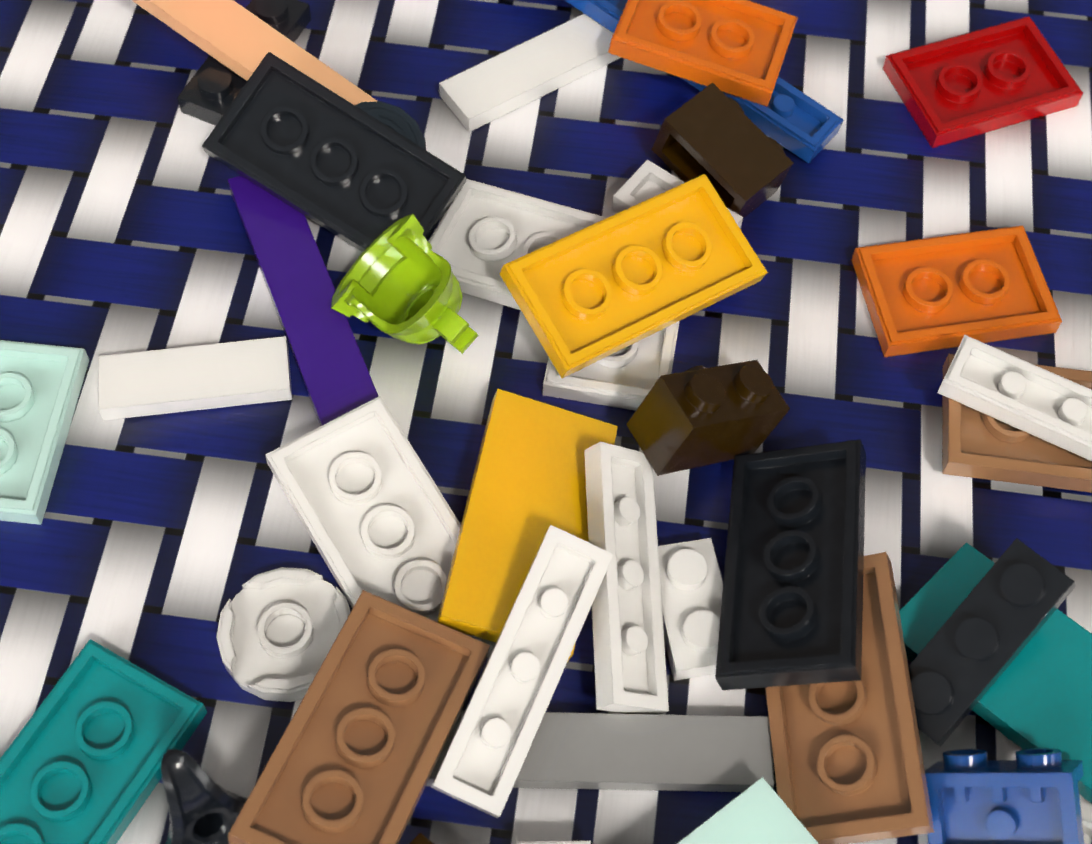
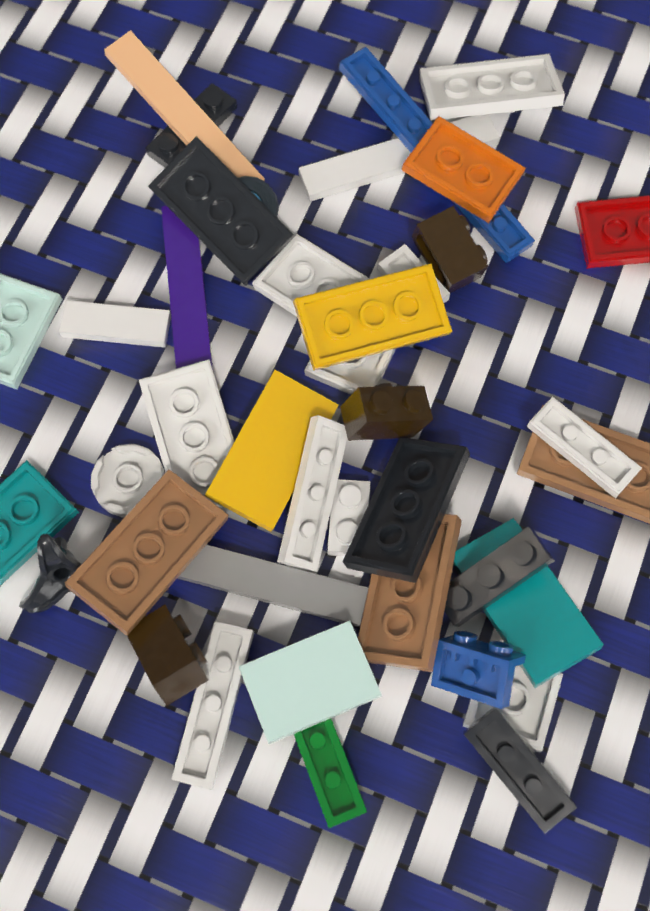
camera: 20 degrees right, 10 degrees up
(405, 289) = (240, 298): lime helmet -> none
(522, 672) = (240, 532): white plate -> none
(954, 286) = (565, 364): orange tile -> none

